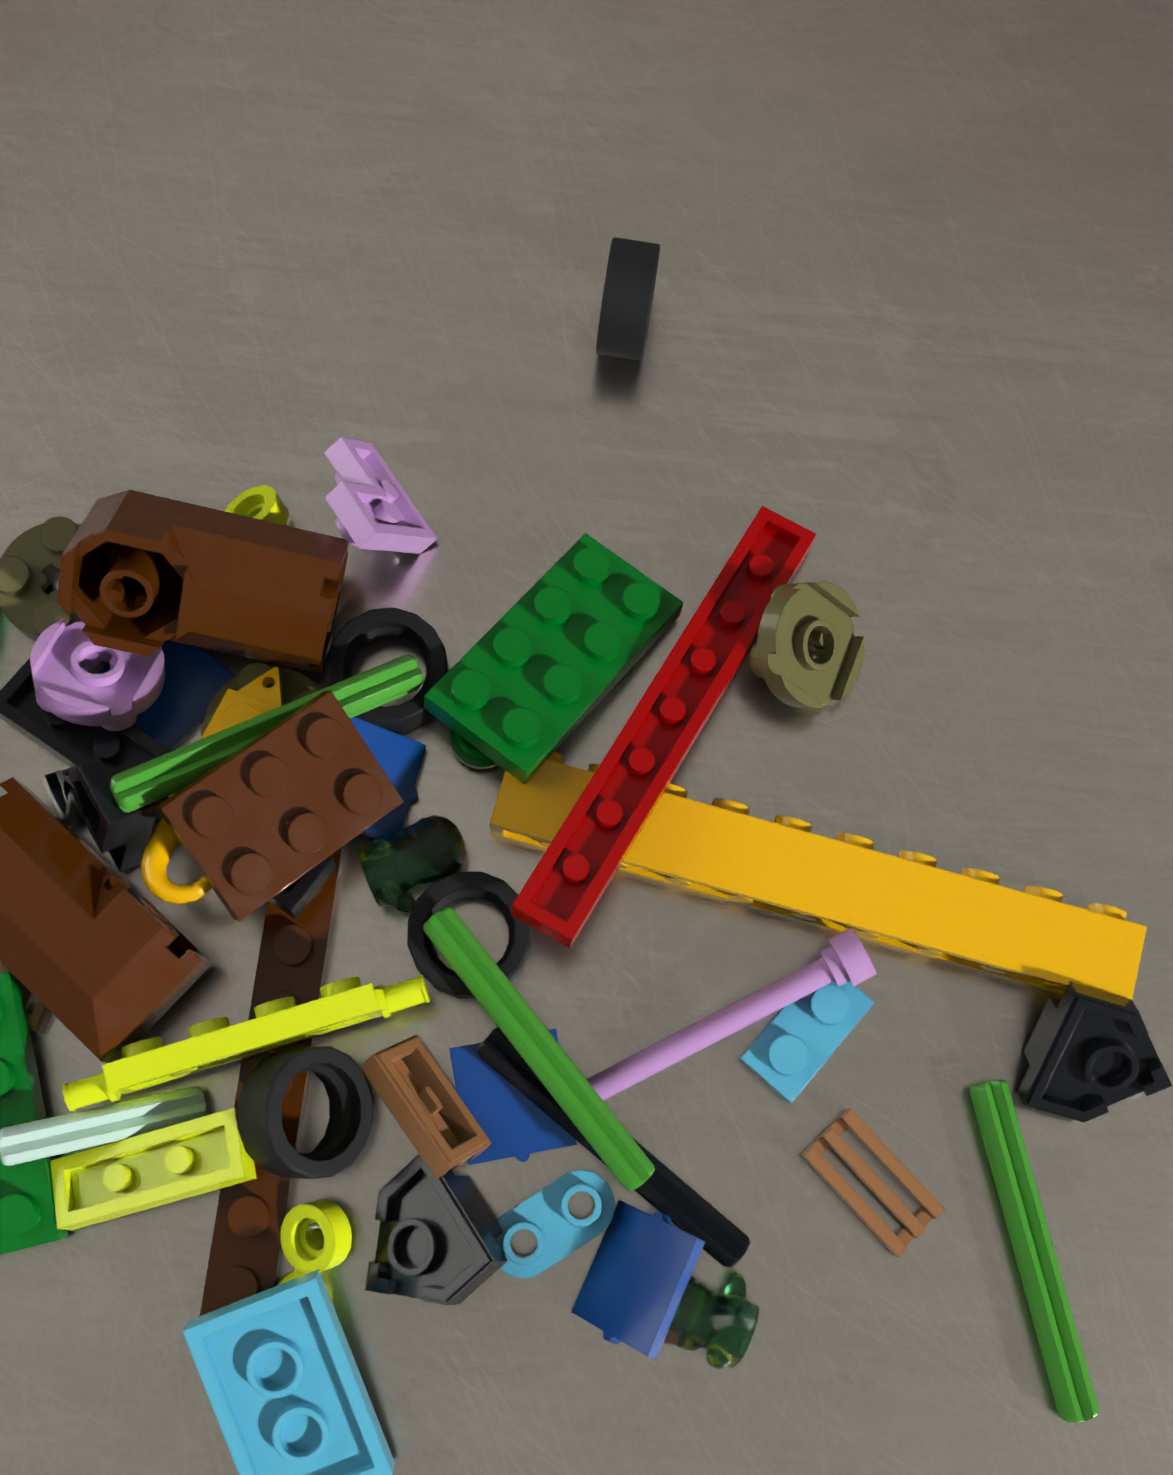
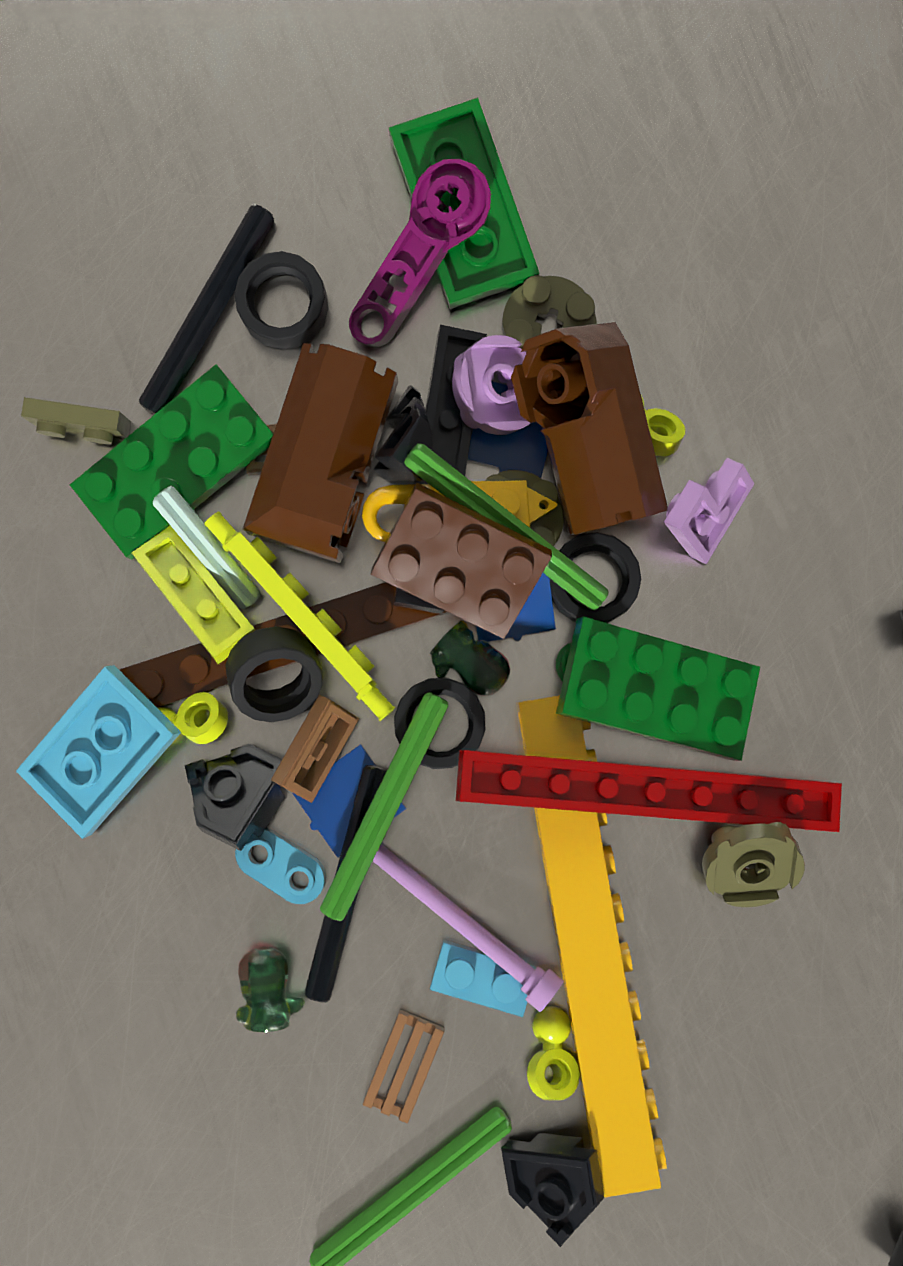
camera: 75 degrees right, 10 degrees up
(638, 1278) = (270, 939): blue piece -> none
(904, 975) = (552, 1029): none -> neon yellow plate

